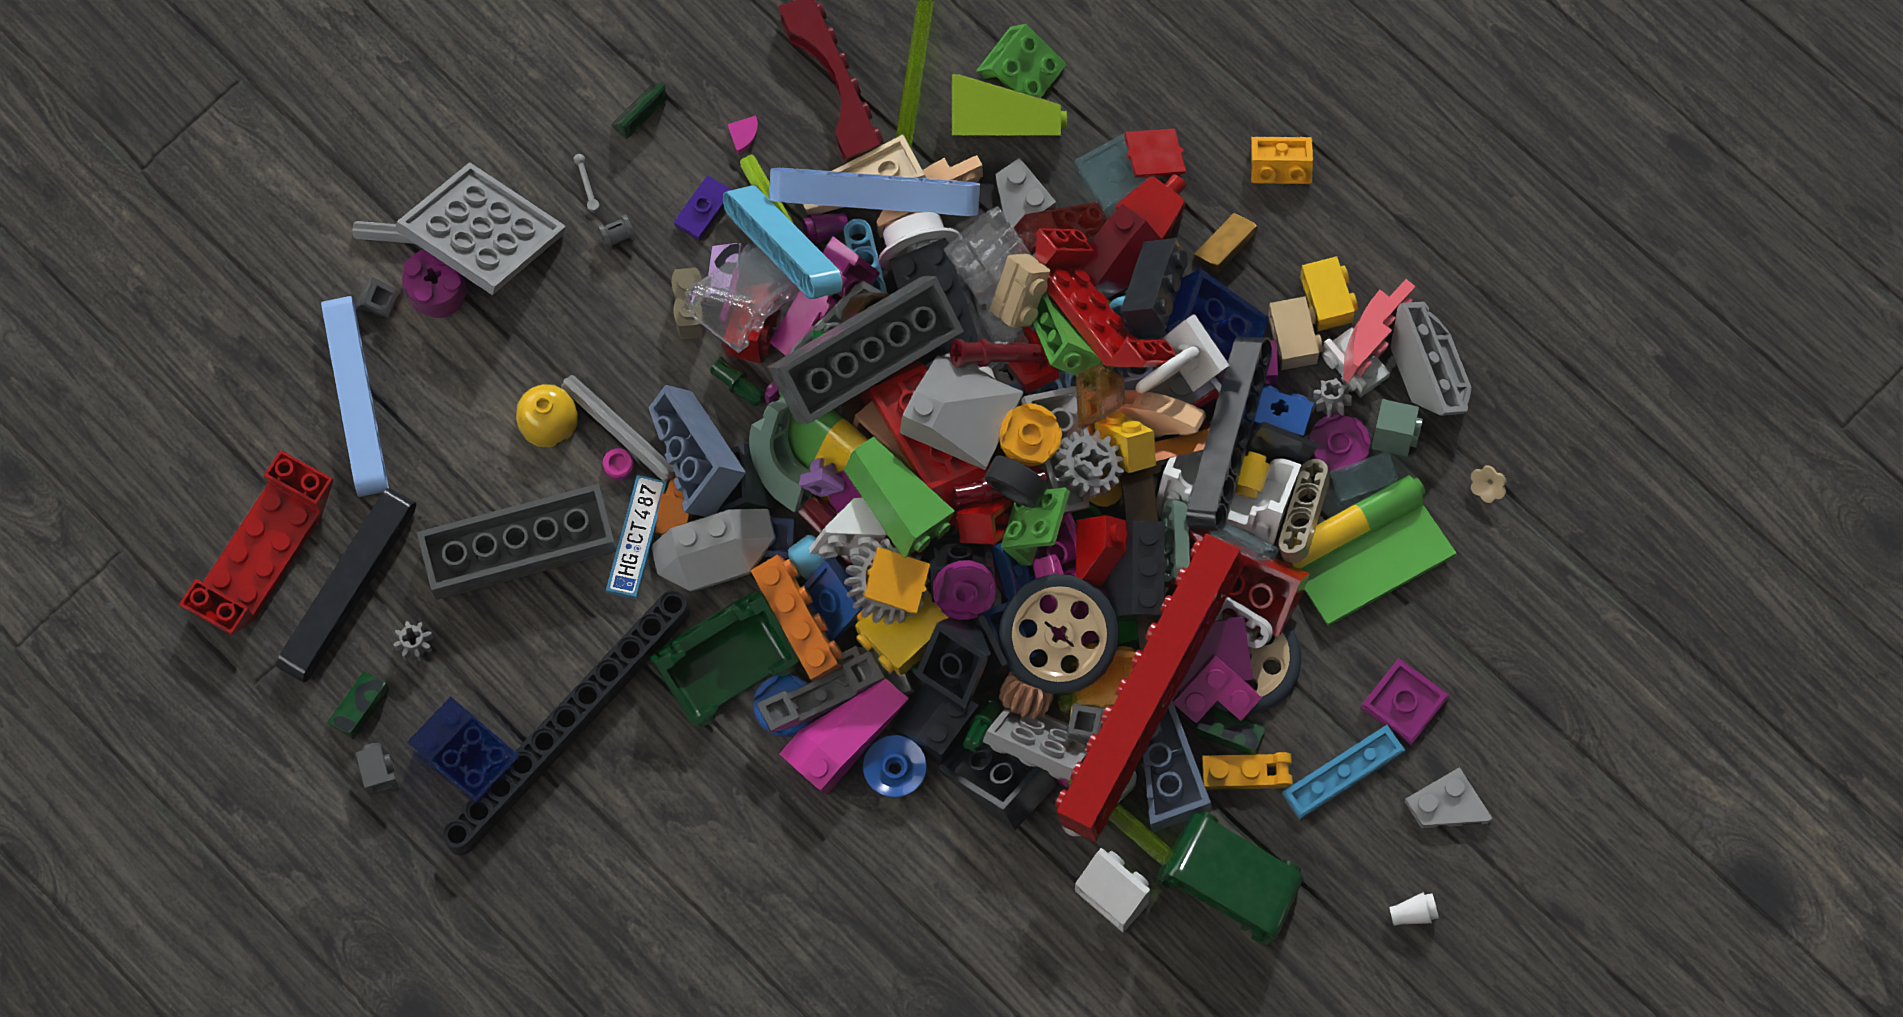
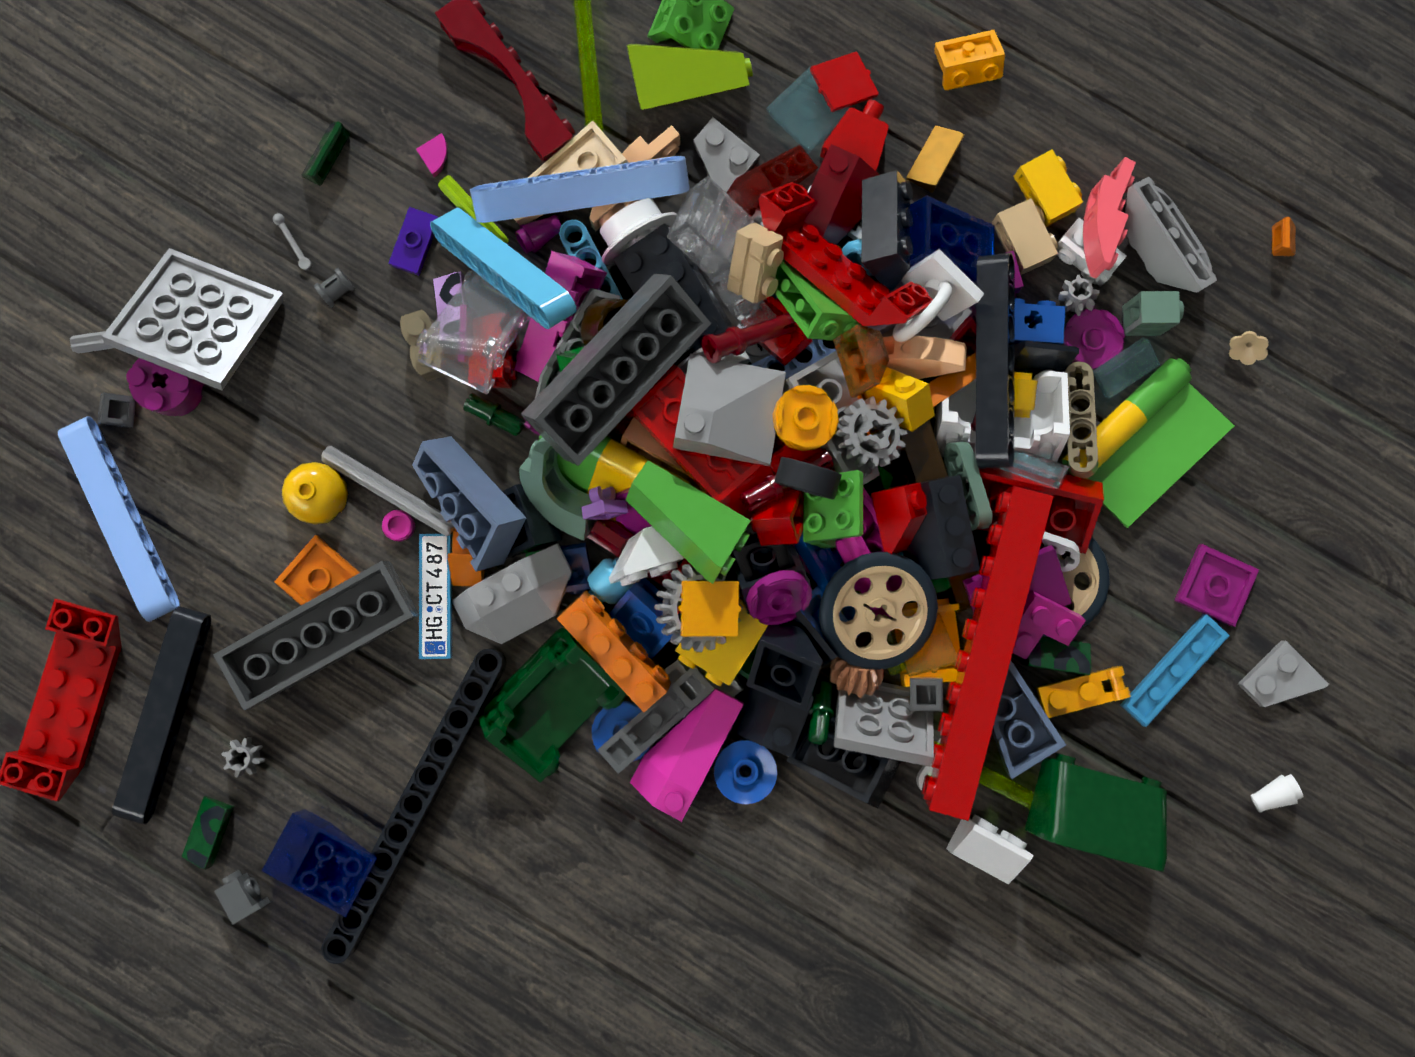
camera: 15 degrees left, 15 degrees up
(524, 484) = (314, 571): none -> orange tile
(1552, 391) = (1283, 238): none -> orange slope

